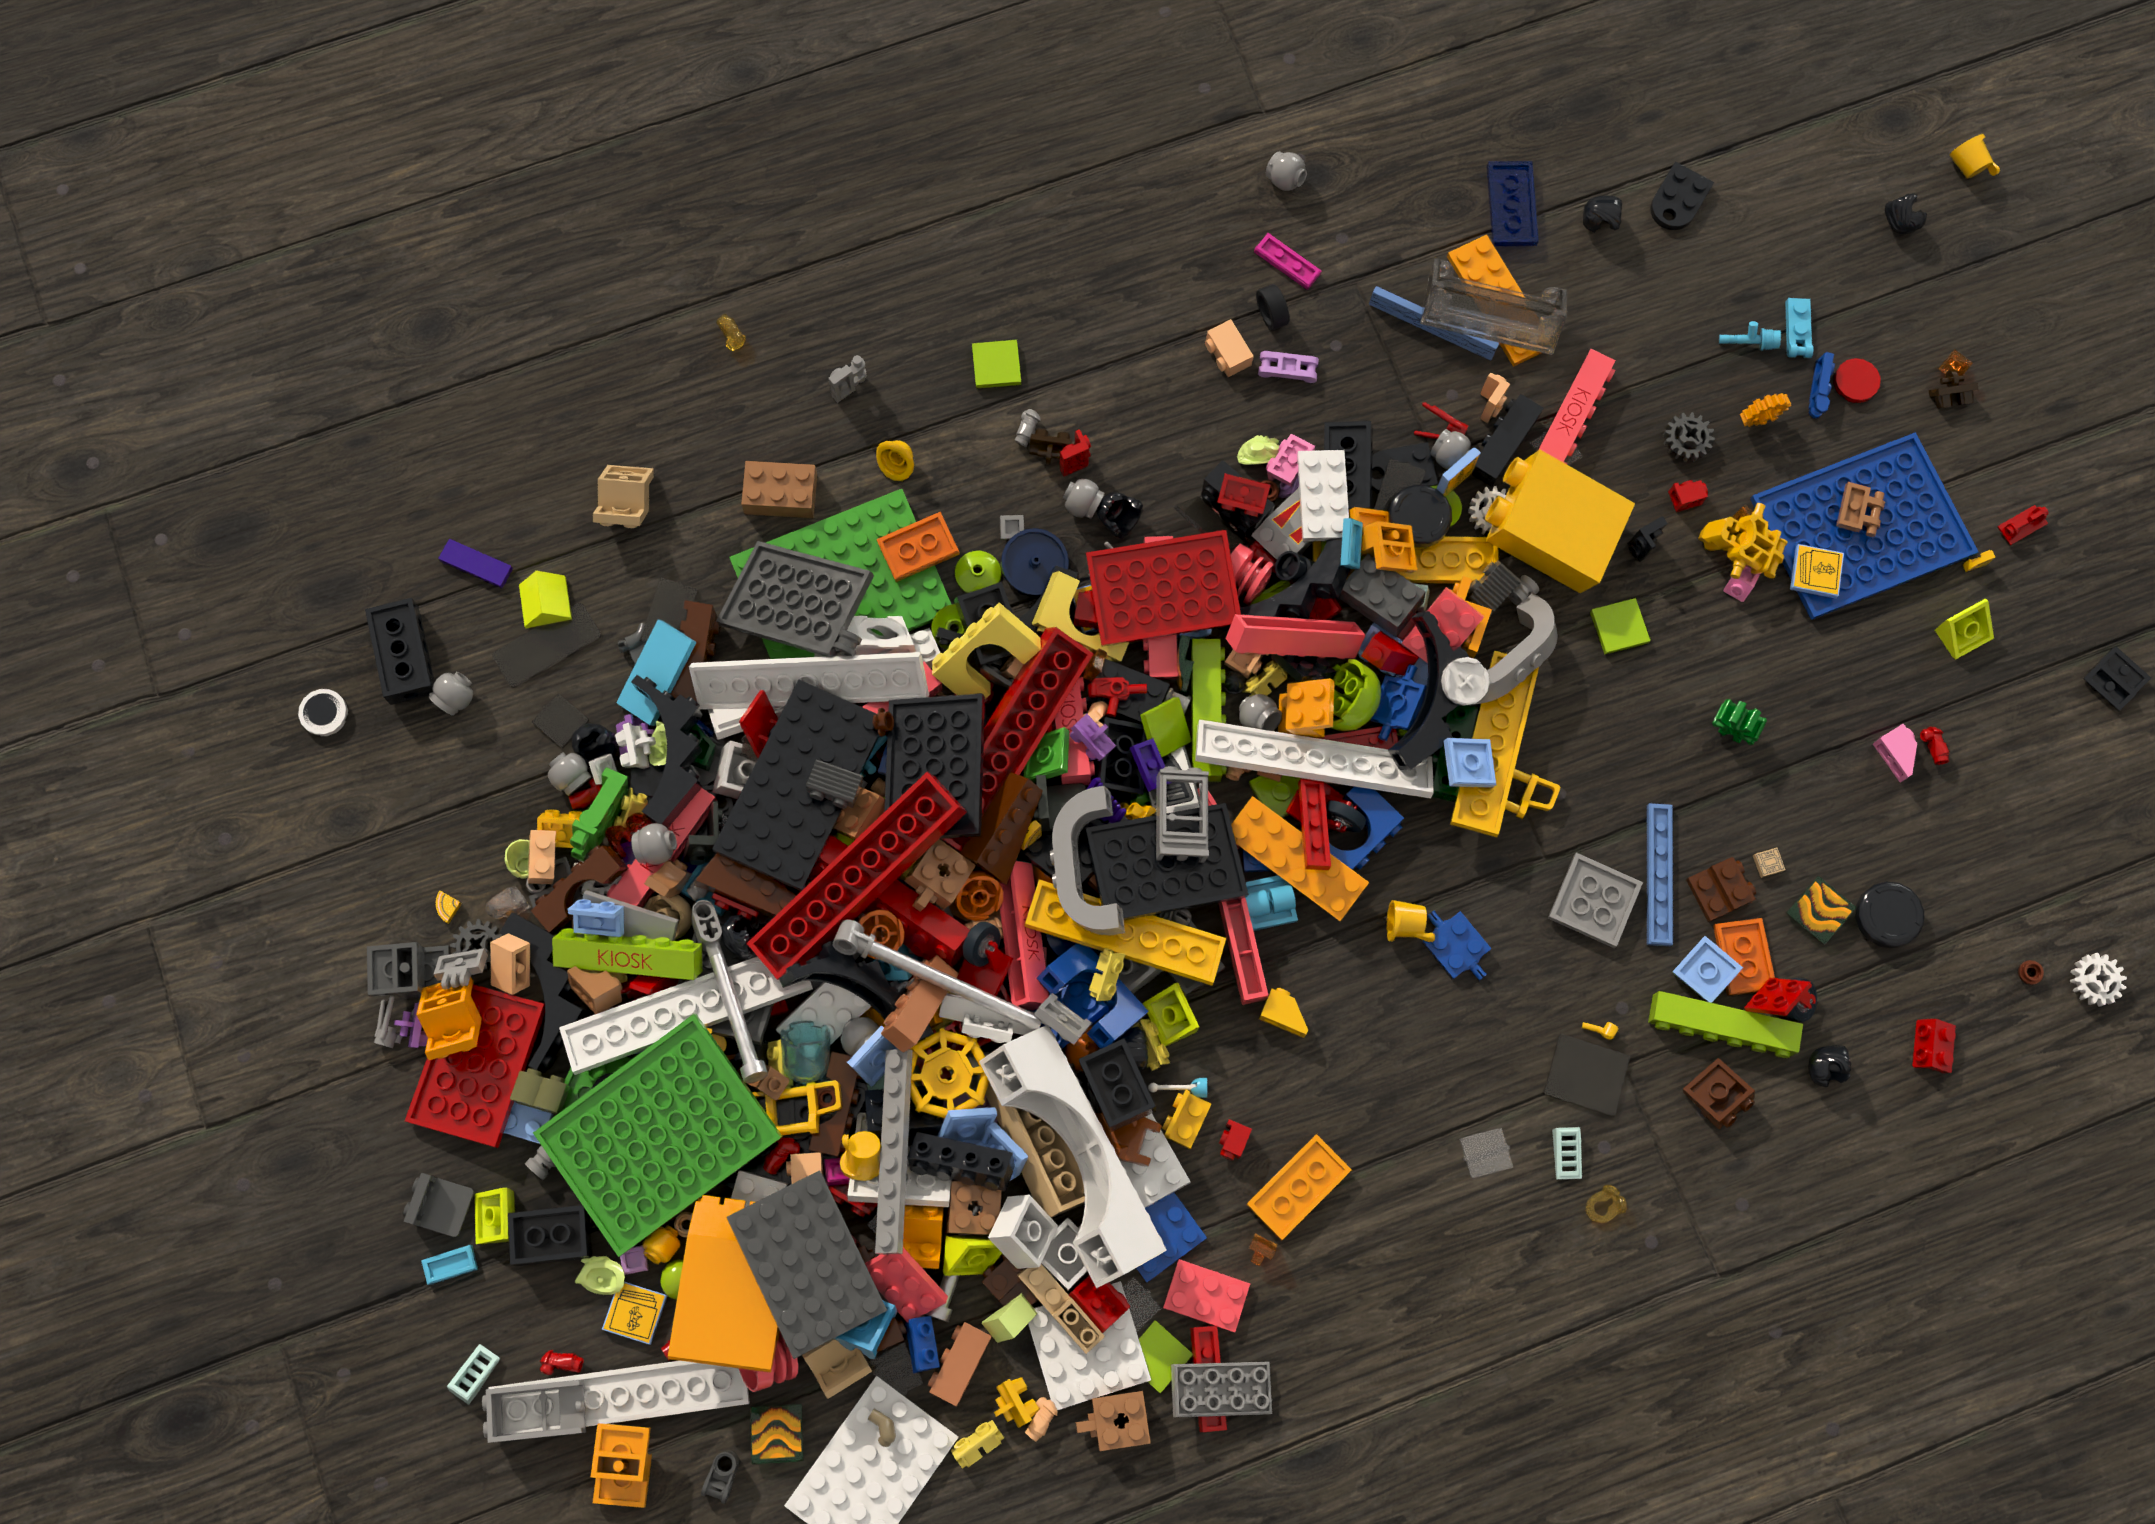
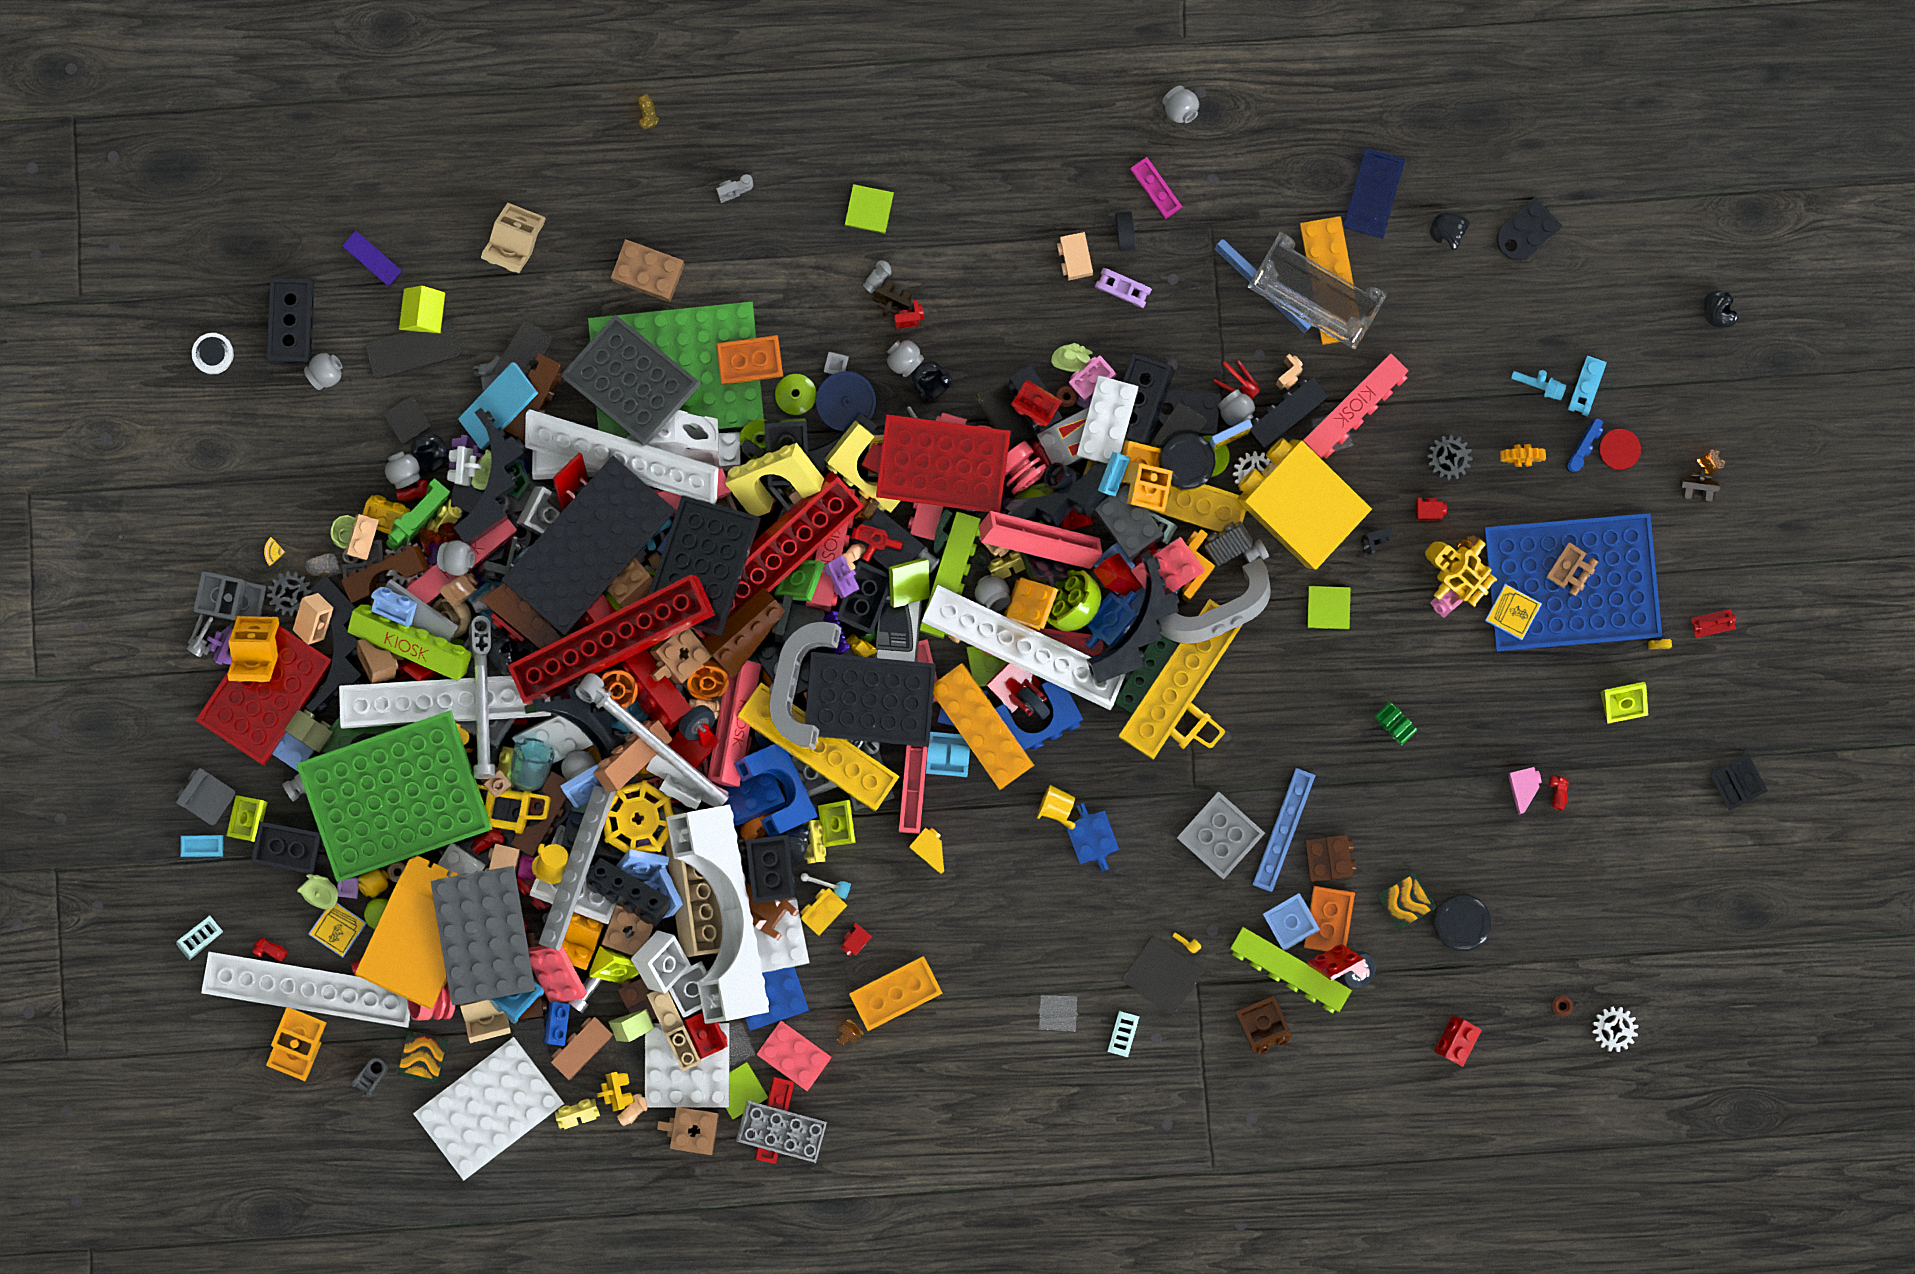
camera: 20 degrees right, 10 degrees up
(458, 967) = (271, 610): light grey hinge -> none
(570, 1404) = (268, 988): light grey door -> none
(598, 766) = (430, 472): white tile -> none
(834, 784) = (615, 556): dark grey brick -> none
(847, 643) = (660, 438): dark grey wheel -> none
(883, 721) = (671, 514): reddish brown plate -> none
(886, 1427) = (509, 1079): dark tan arm -> none
(895, 460) = (755, 273): yellow hat -> none
(1033, 834) = (768, 642): yellow tile -> none
(1062, 1019) = (743, 804): light grey plate -> none
(1104, 985) = (787, 785): light yellow hinge -> none
(1148, 762) = (884, 612): dark purple plate -> none
(1181, 843) = (885, 690): light grey door -> none
(1314, 824) = (1003, 704): red plate -> none
(1465, 681) = (1167, 623): white tile -> none
(1469, 762) = (1150, 691): light blue tile -> none
(1608, 1192) = (1148, 1089): clear yellow piece -> none
(1769, 862) = (1379, 848): tan tile -> none
(1829, 1064) = (1363, 1029): black hair -> none
(1973, 157) = (1805, 274): yellow hat -> none

